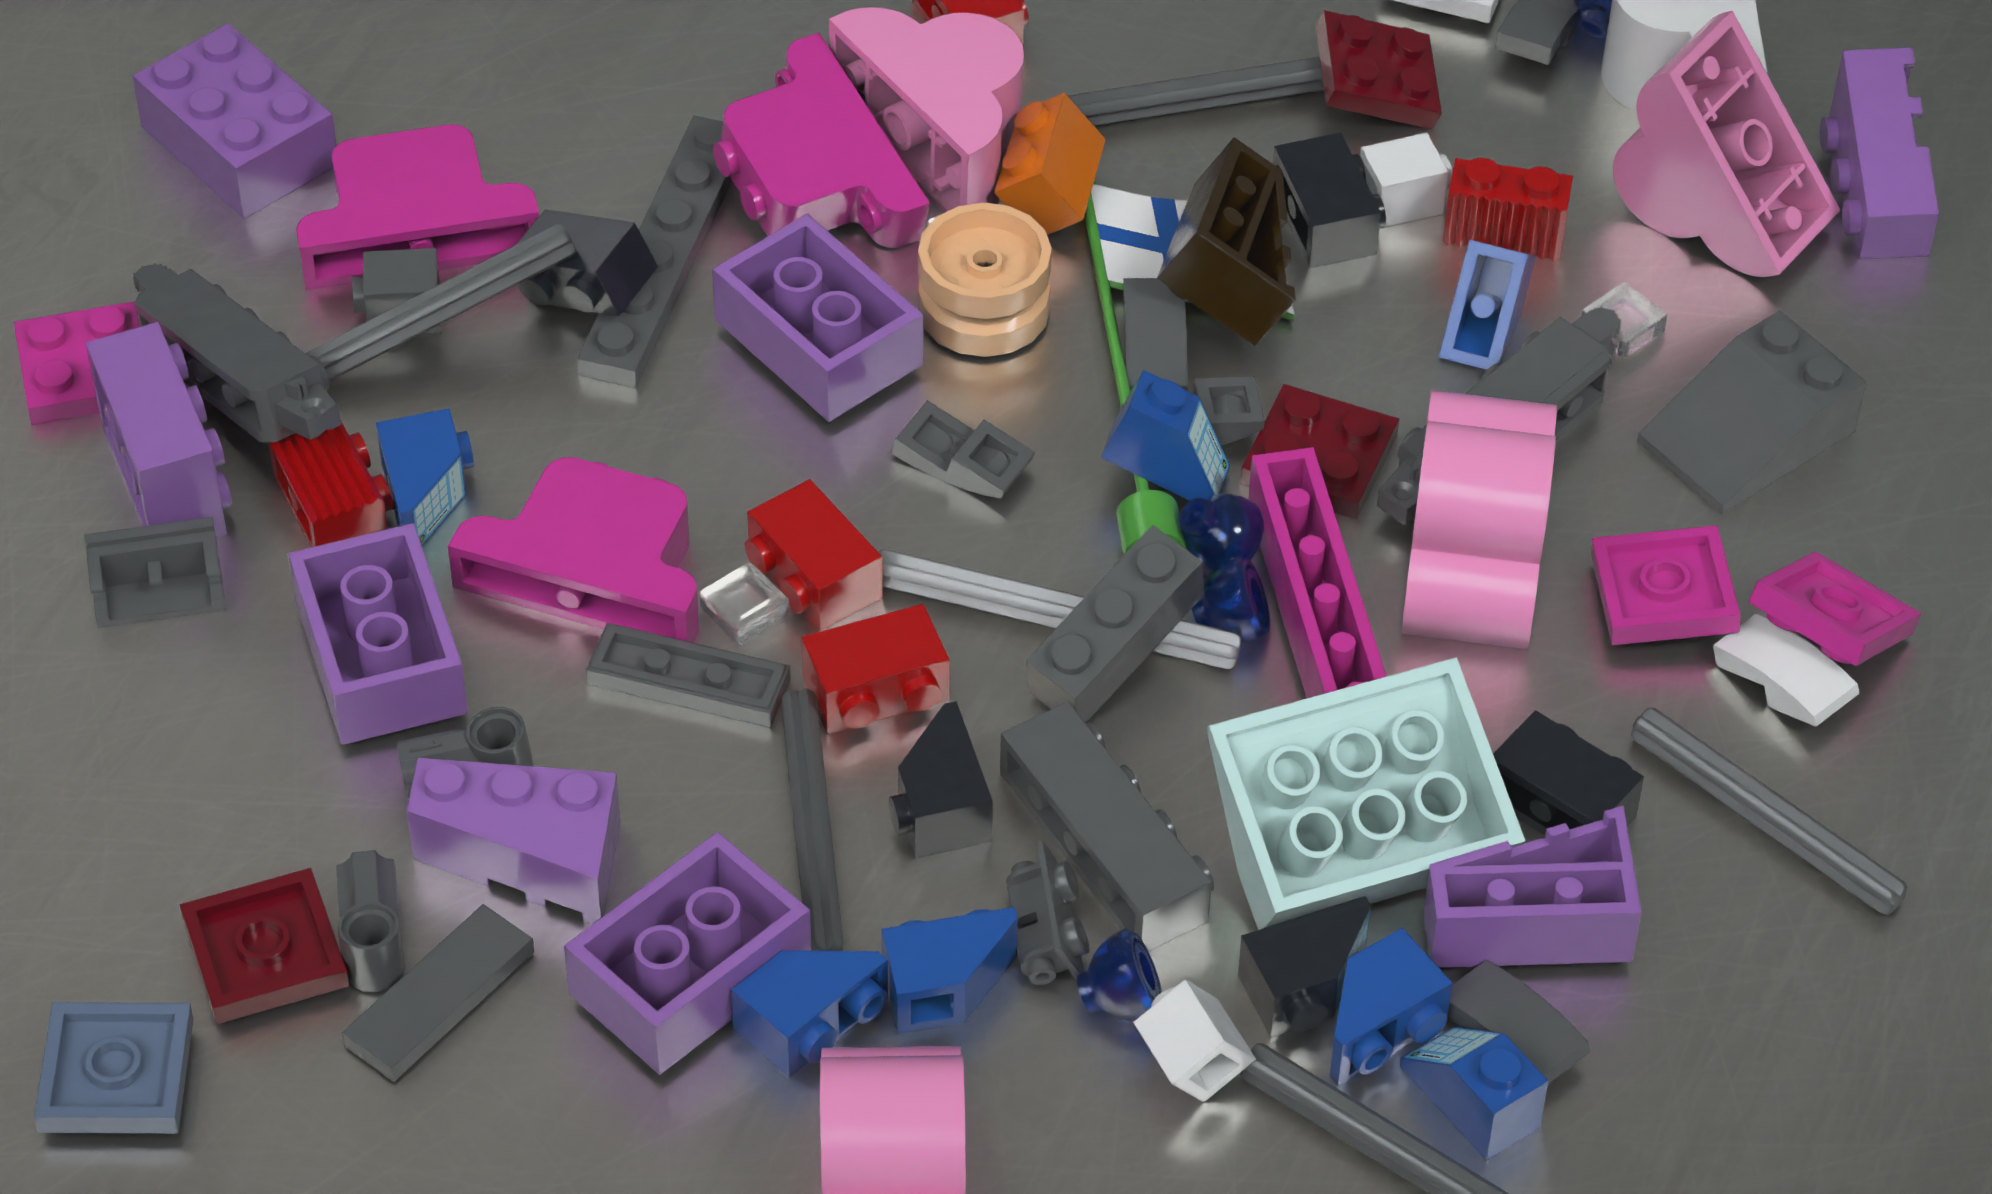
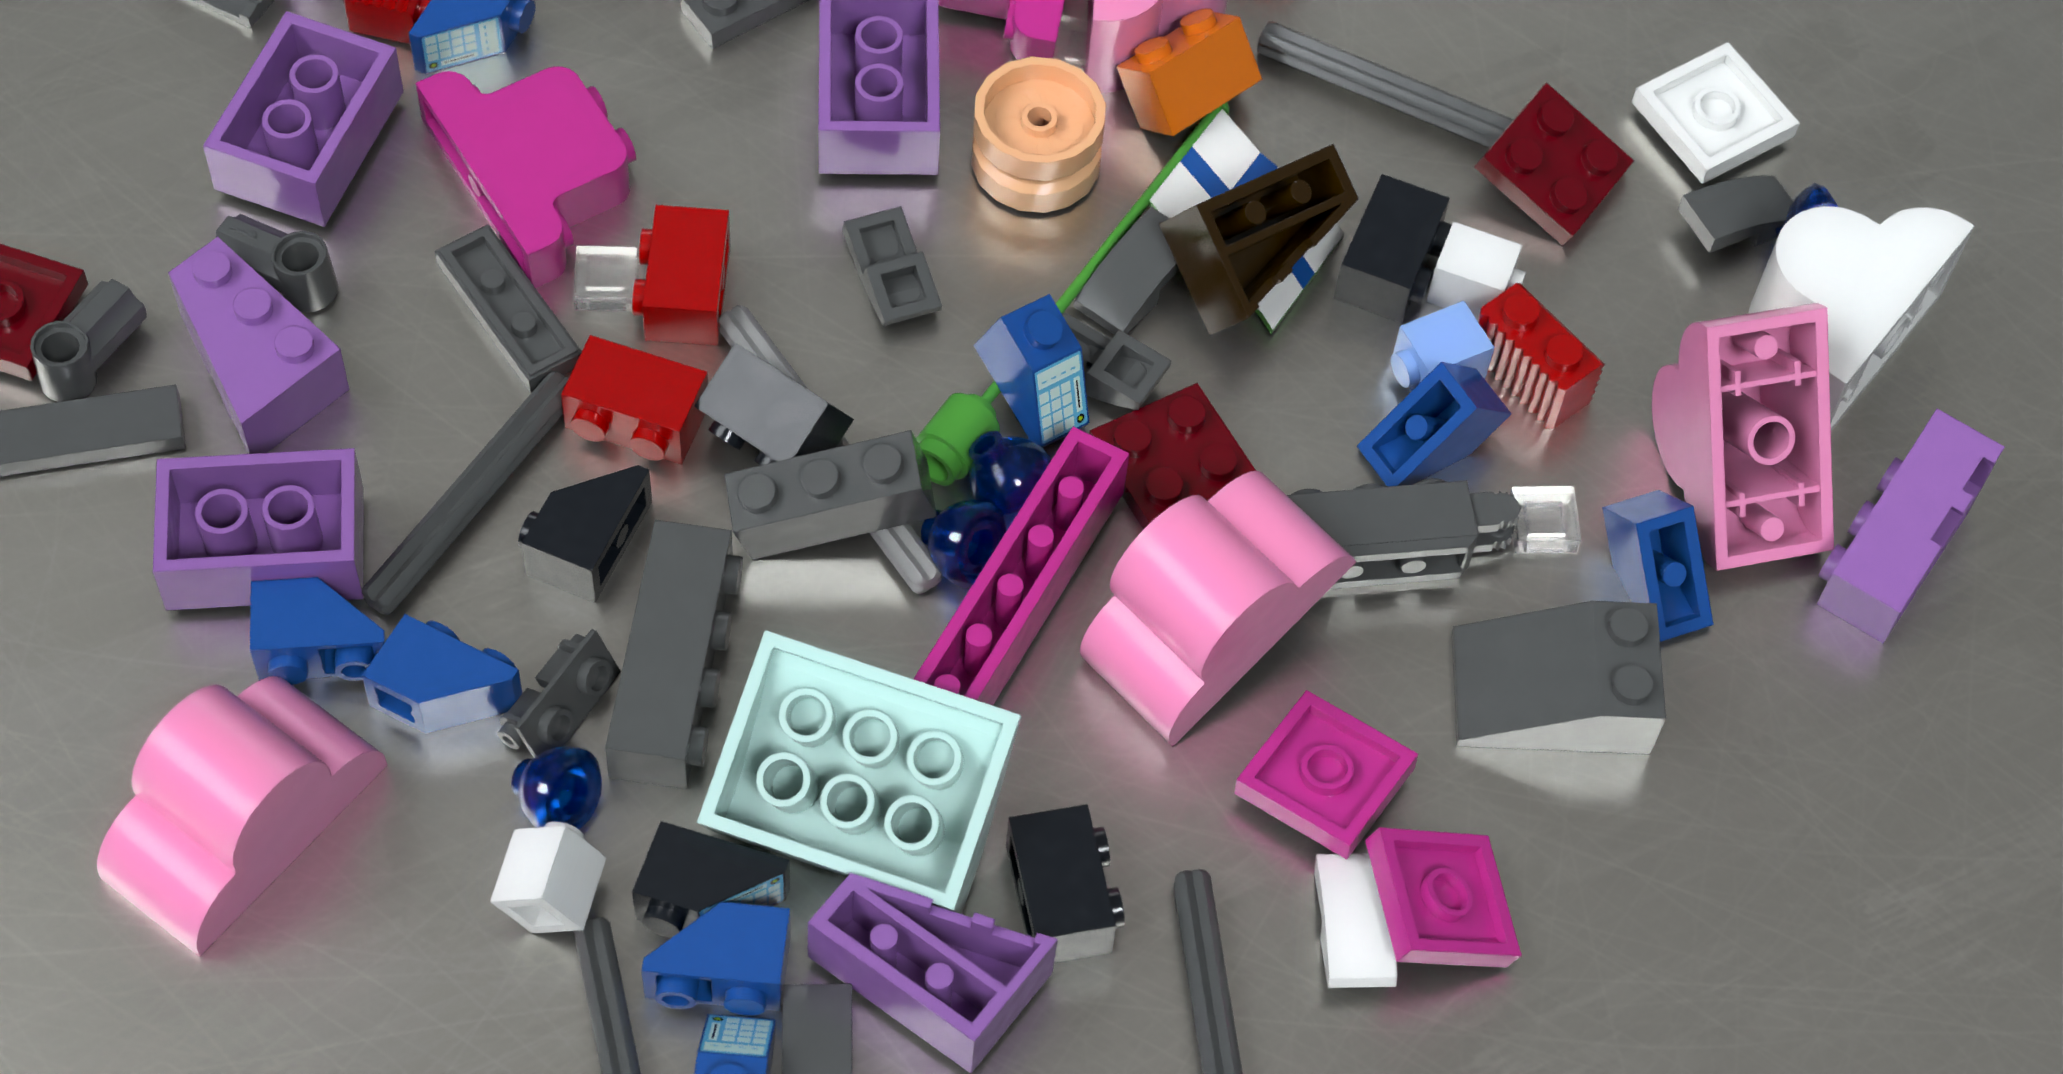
camera: 35 degrees right, 10 degrees up
(1000, 601) = (769, 410): none -> brick
(1436, 248) = (1442, 336): none -> light blue brick
(1731, 283) = (1660, 559): none -> blue slope

